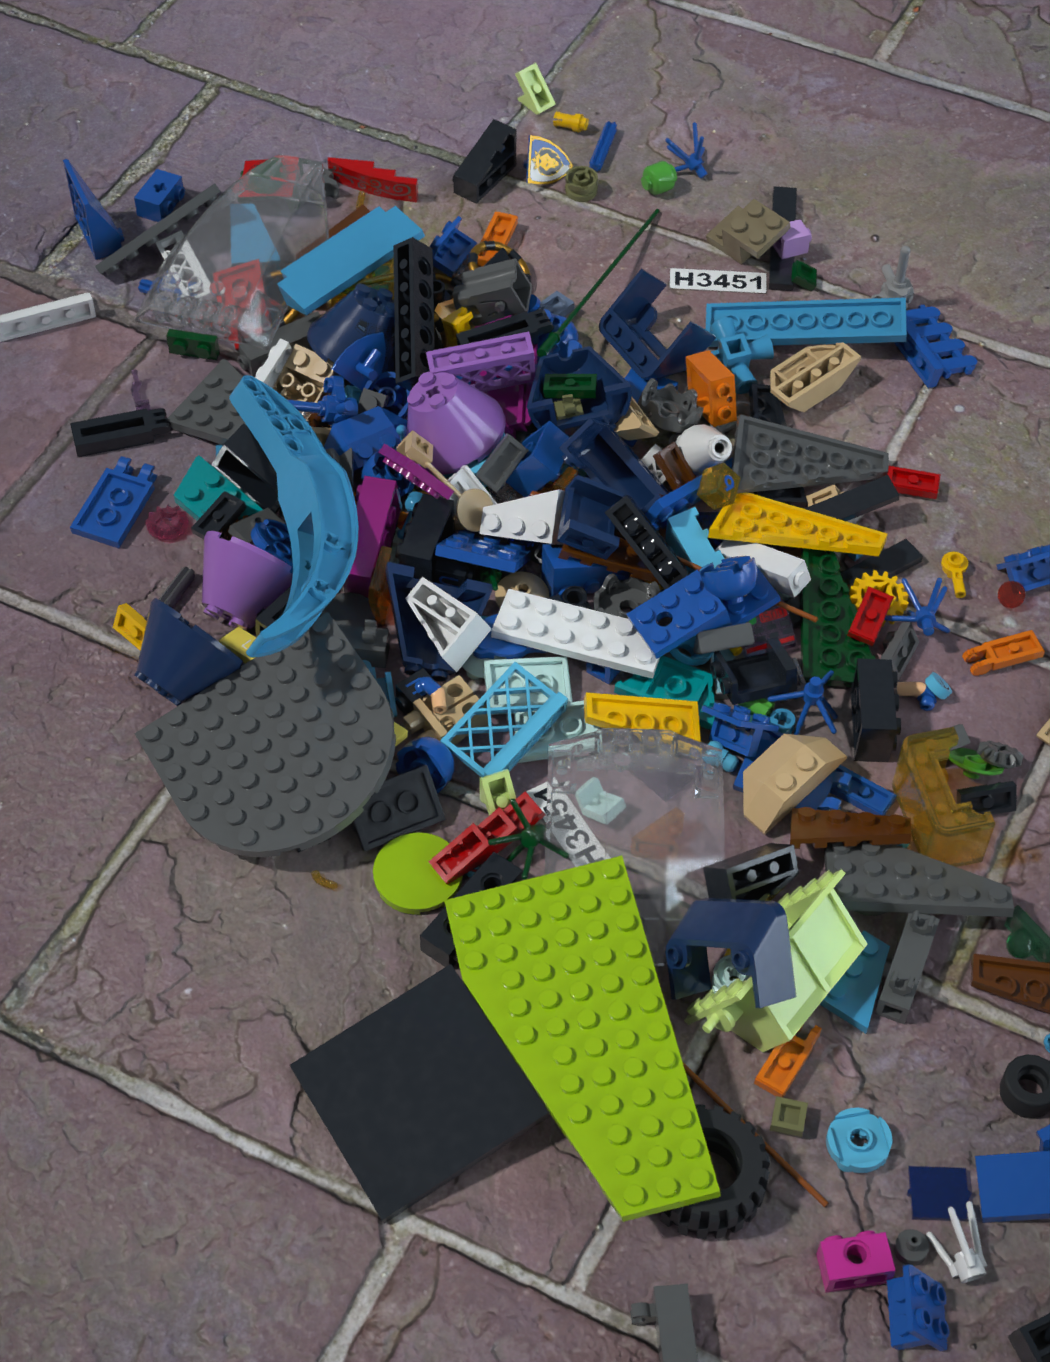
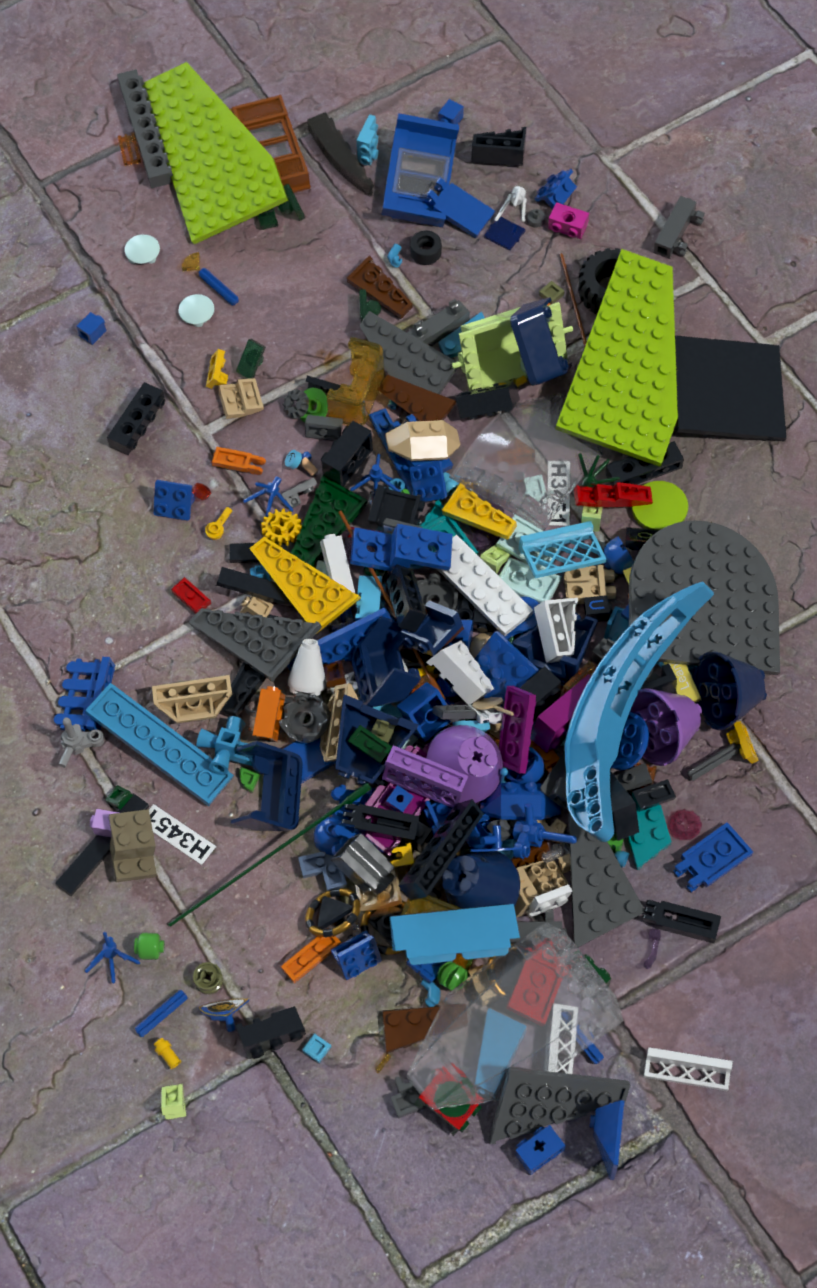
camera: 145 degrees left, 10 degrees up
(375, 181) = (366, 1079): red slope -> none
(416, 448) = (506, 737): tan bracket -> none
(427, 685) = (591, 589): arm -> none
(433, 184) = (316, 1048): none -> medium azure tile
(587, 676) = (495, 558): none -> yellowish green slope
(718, 486) = (330, 621): clear yellow brick -> none
(731, 578) = (380, 541): blue cylinder -> none
(849, 1155) = (529, 276): medium azure plate -> none
(870, 616) = (301, 509): red plate -> none

